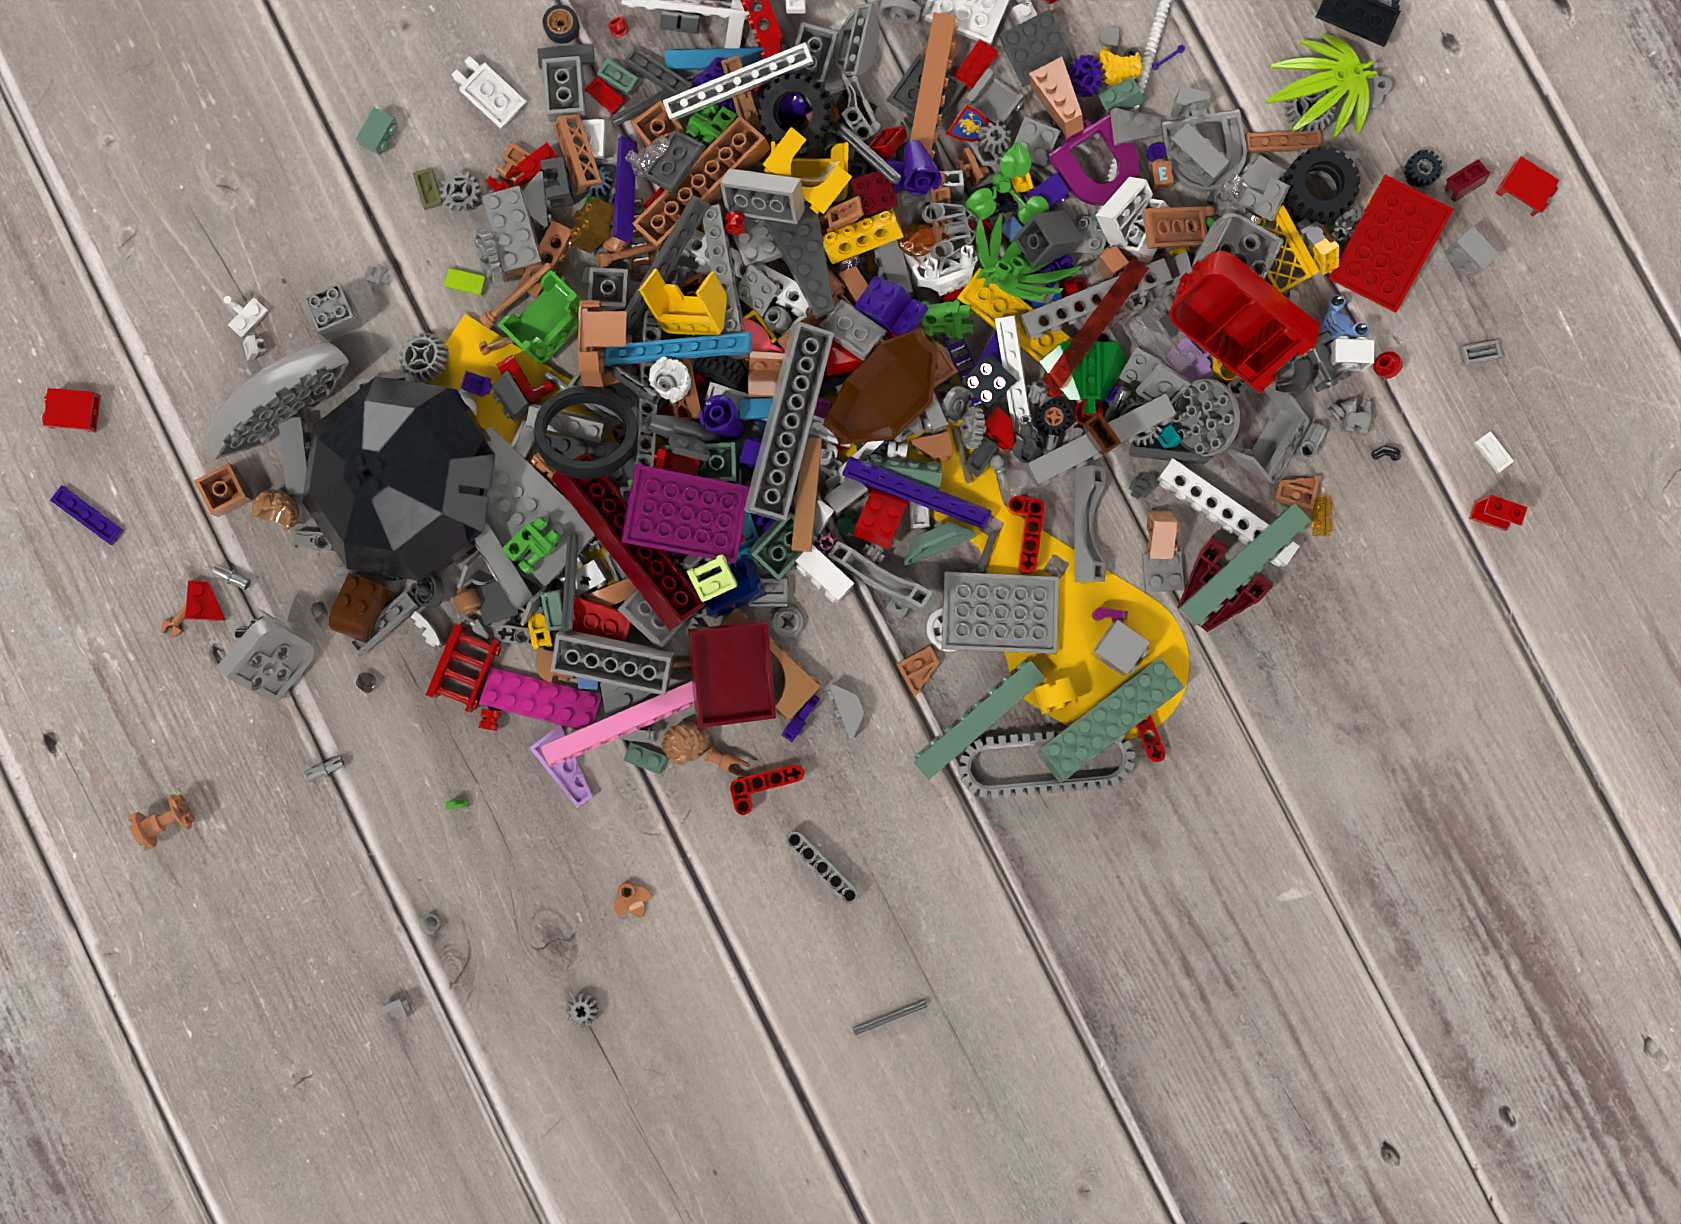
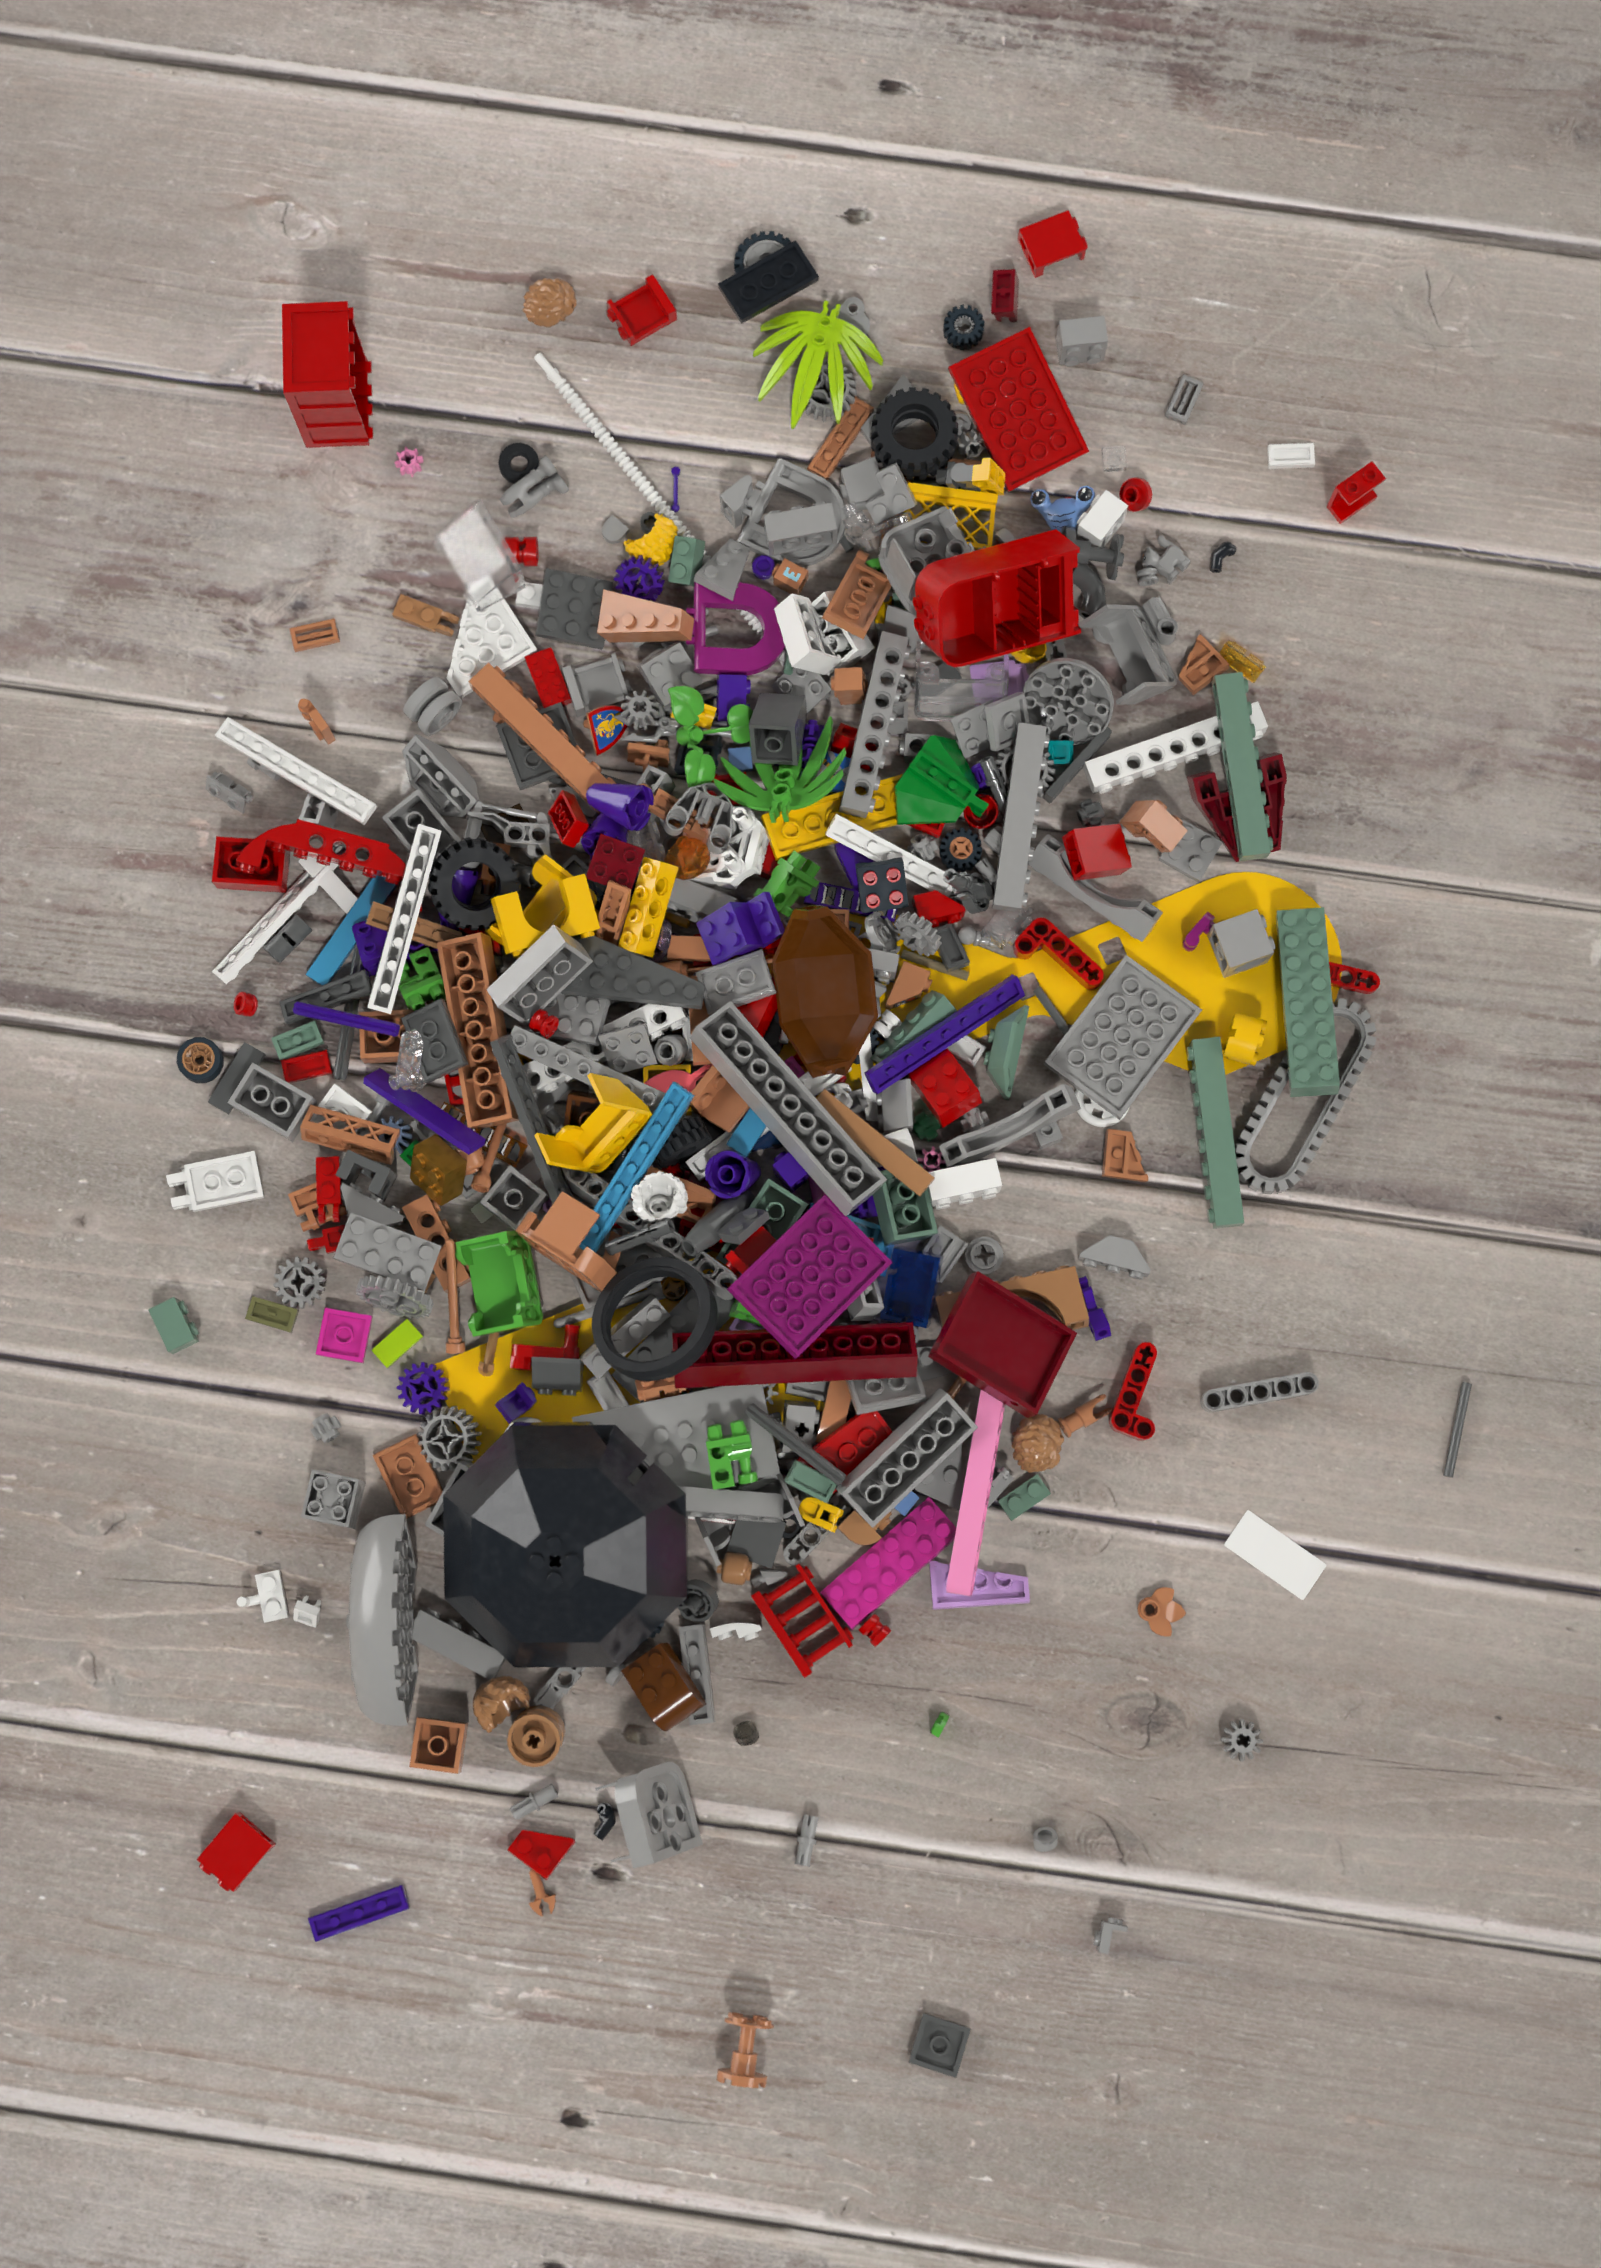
camera: 55 degrees left, 5 degrees down
(251, 945) = (939, 2045): none -> dark grey plate
(270, 548) = (548, 1737): none -> medium nougat wheel
(383, 349) = (409, 1476): none -> nougat tile
(445, 244) = (344, 1335): none -> dark pink plate
(452, 322) = (426, 1379): none -> dark purple gear
(650, 95) = (346, 1019): none -> dark purple axle
(713, 584) = (900, 1296): yellowish green plate -> none
(721, 951) = (1275, 1555): none -> white sticker
(866, 152) = (568, 843): dark grey axle -> none
(1095, 325) = (902, 743): clear red tile -> none
(1100, 434) = (1021, 811): reddish brown torso -> none
(1115, 509) = (1097, 852): none -> red brick

